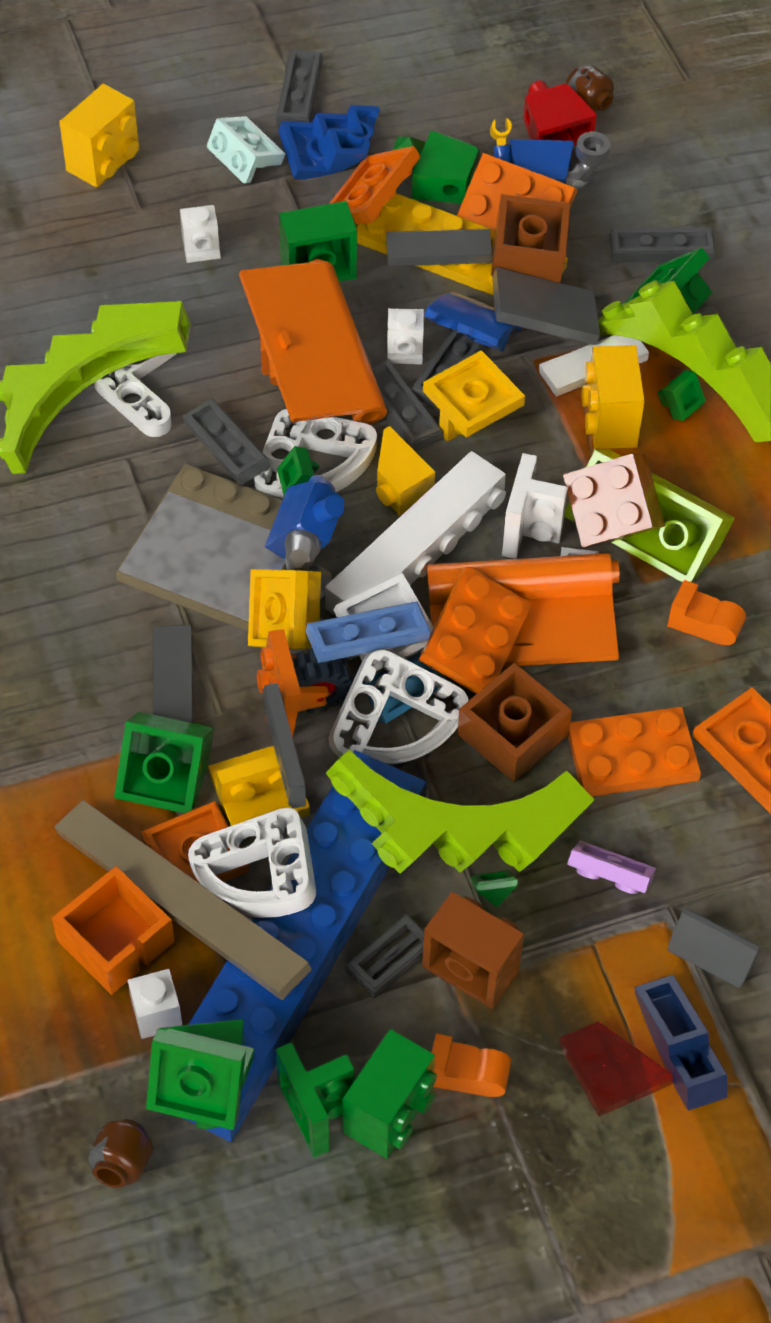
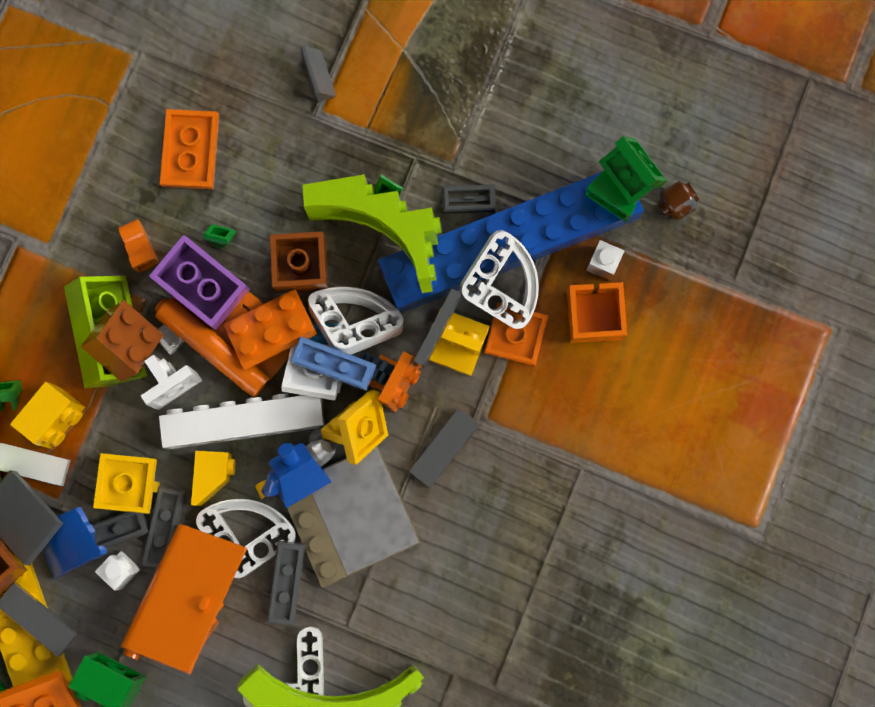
camera: 135 degrees left, 25 degrees up
(163, 762) = (491, 395): green slope -> none
(185, 900) = (553, 299): dark tan tile -> none
(296, 468) = (271, 515): green tile -> none
(313, 1094) = (570, 146): green bracket -> none
(389, 1094) = (537, 118): green brick -> none
(469, 1068) = (485, 111): orange leg -> none
(472, 949) = (436, 157): dark orange brick -> none
(595, 609) = (199, 282): none -> medium lavender brick
(598, 862) = (324, 150): lavender plate -> none
(611, 1068) = (418, 61): clear red wing -> none
(633, 691) = (218, 236): none -> green slope
(633, 751) = (250, 205): orange plate -> none
(682, 1042) = (376, 44): dark blue slope -> none

